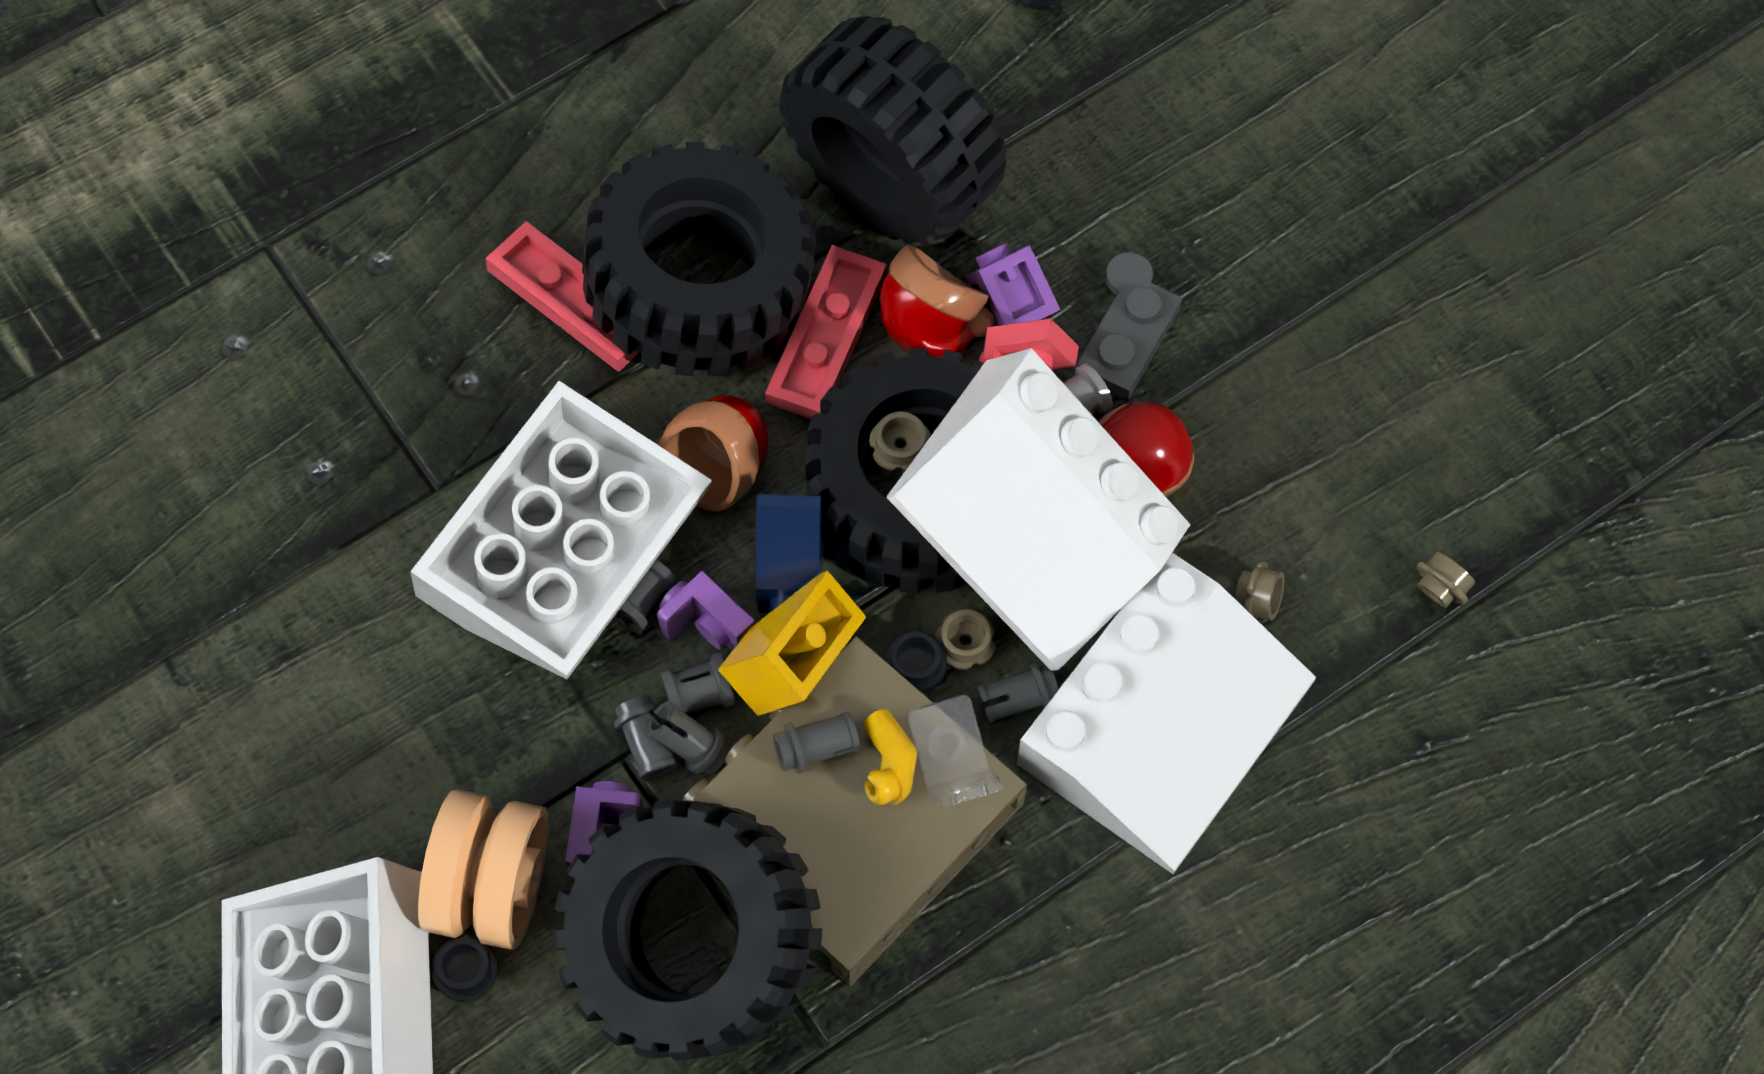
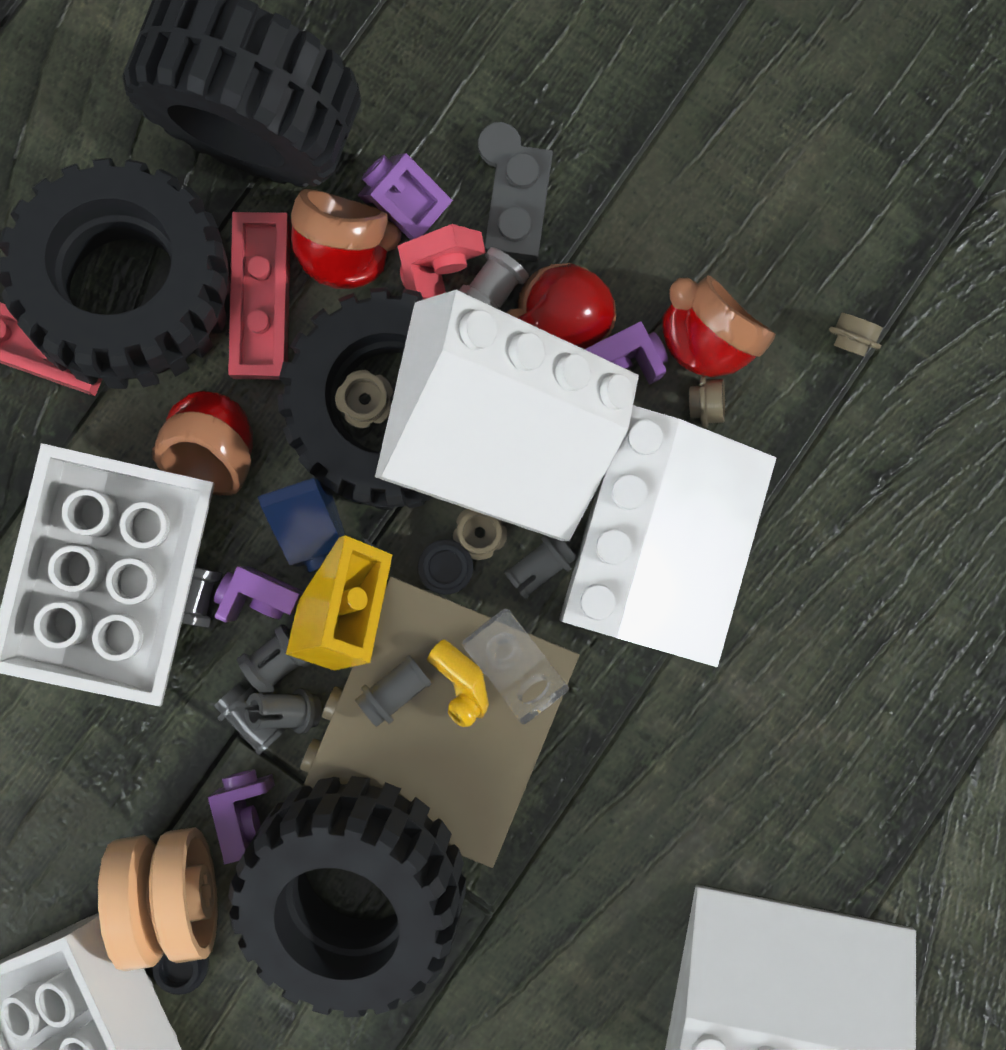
camera: 25 degrees left, 20 degrees up
(1201, 509) = (634, 343): none -> medium lavender bracket
(1285, 517) = (710, 329): none -> piece

